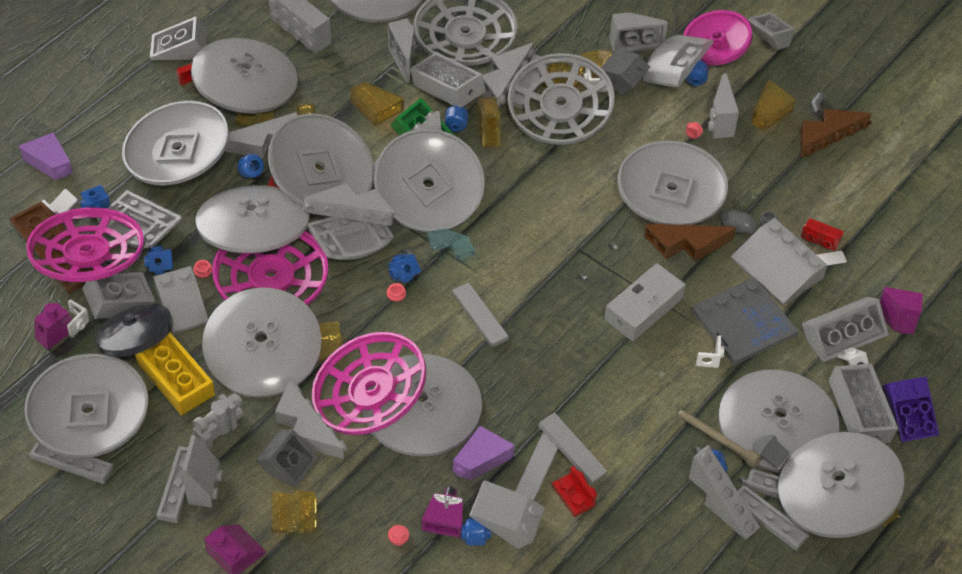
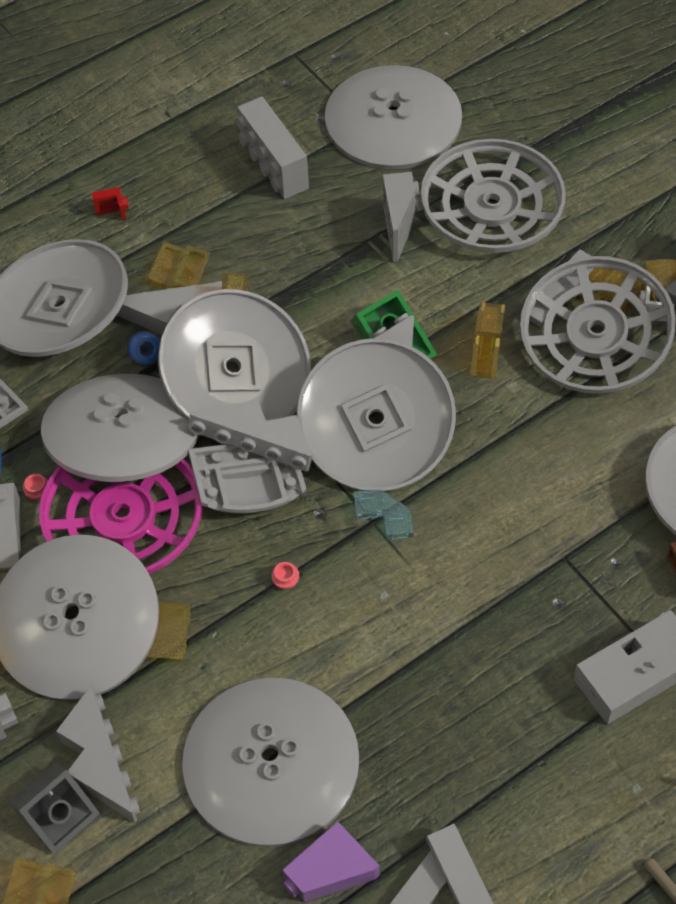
camera: 20 degrees right, 5 degrees up
(179, 41) = (112, 154): light grey slope -> none
(223, 75) = (171, 239): light grey dish -> none
(366, 378) = (190, 710): dark pink dish -> none
(376, 102) = (341, 284): clear yellow slope -> none
(403, 267) = (304, 540): blue brick -> none
(447, 80) = (445, 269): light grey brick -> none
(456, 118) = (443, 326): blue head -> none
(480, 315) = (394, 635): light grey tile -> none
(504, 69) = (531, 264): light grey slope -> none

